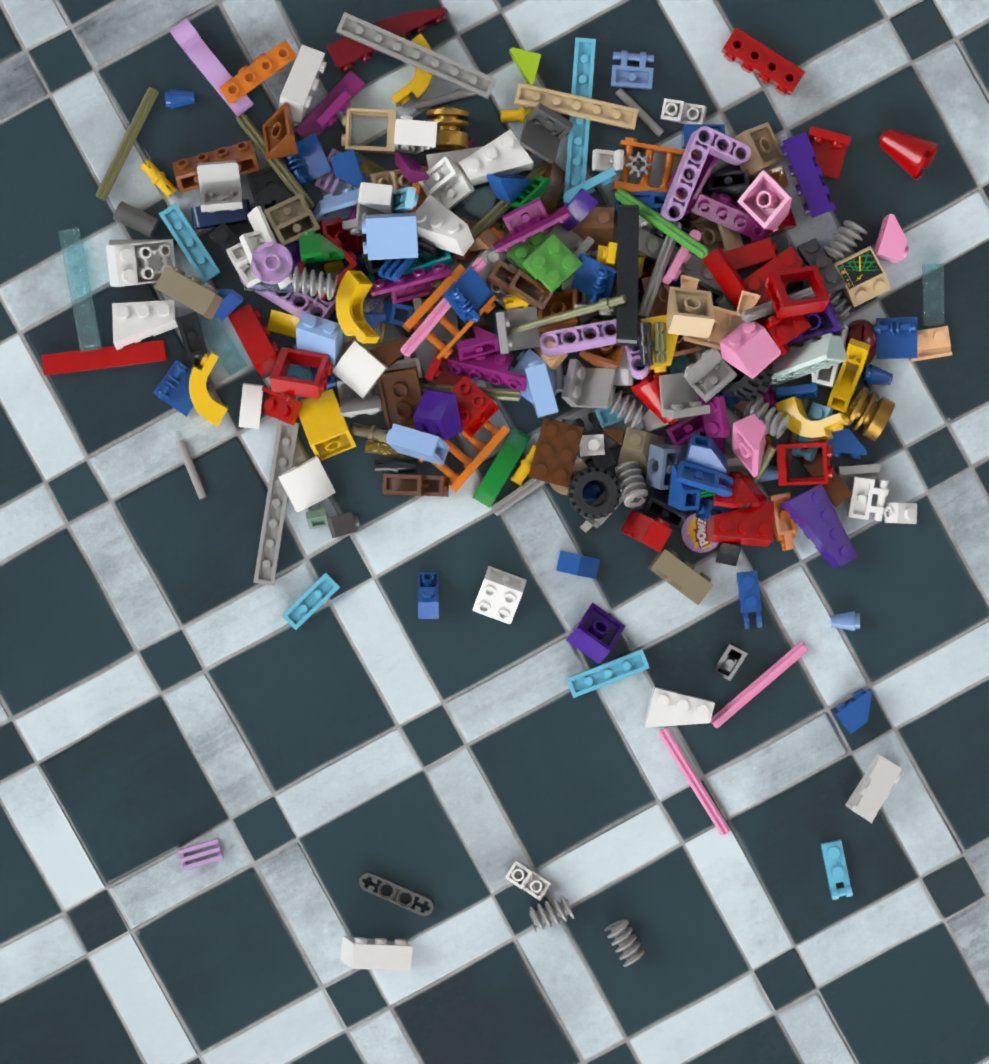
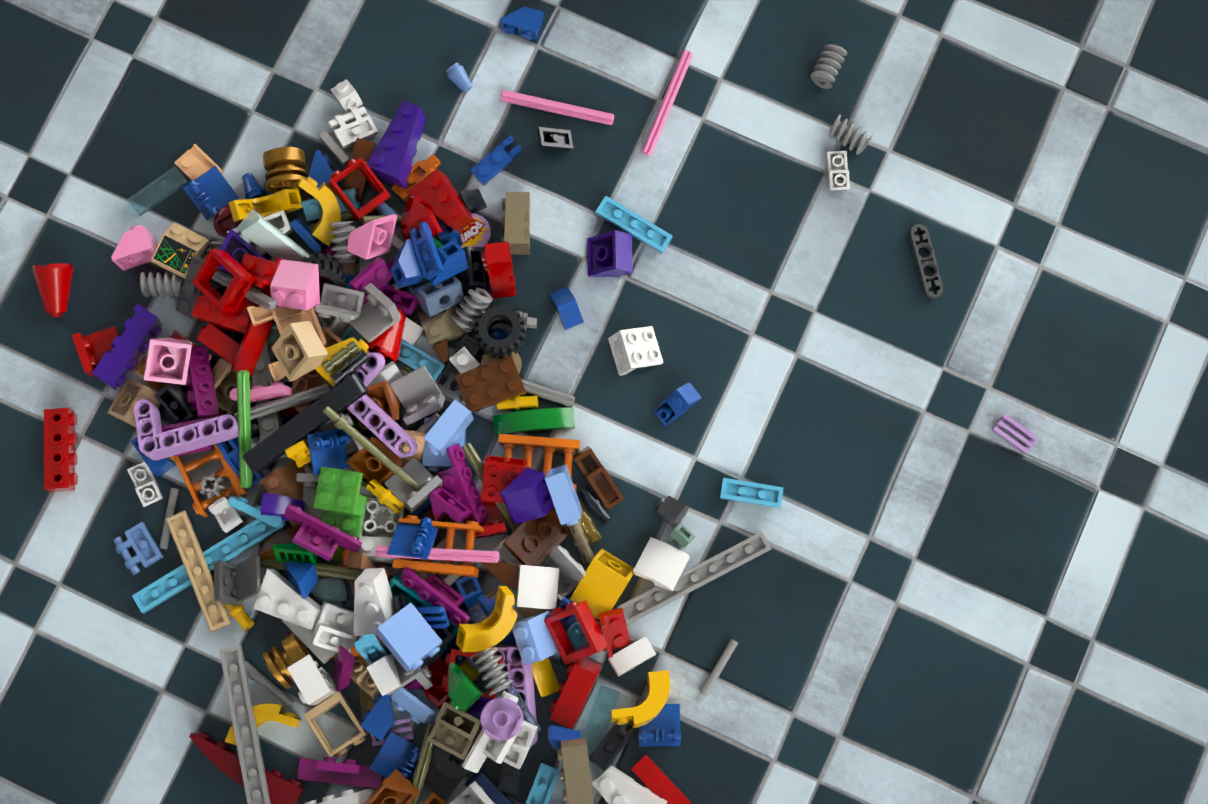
camera: 130 degrees left, 10 degrees down
(376, 953) = (984, 242): white wedge -> none
(519, 284) = (375, 507): reddish brown slope -> none
(527, 63) = (191, 637): lime slope -> none
(626, 408) = (414, 352): light grey piece -> none
(675, 709) = (622, 153): white wedge -> none

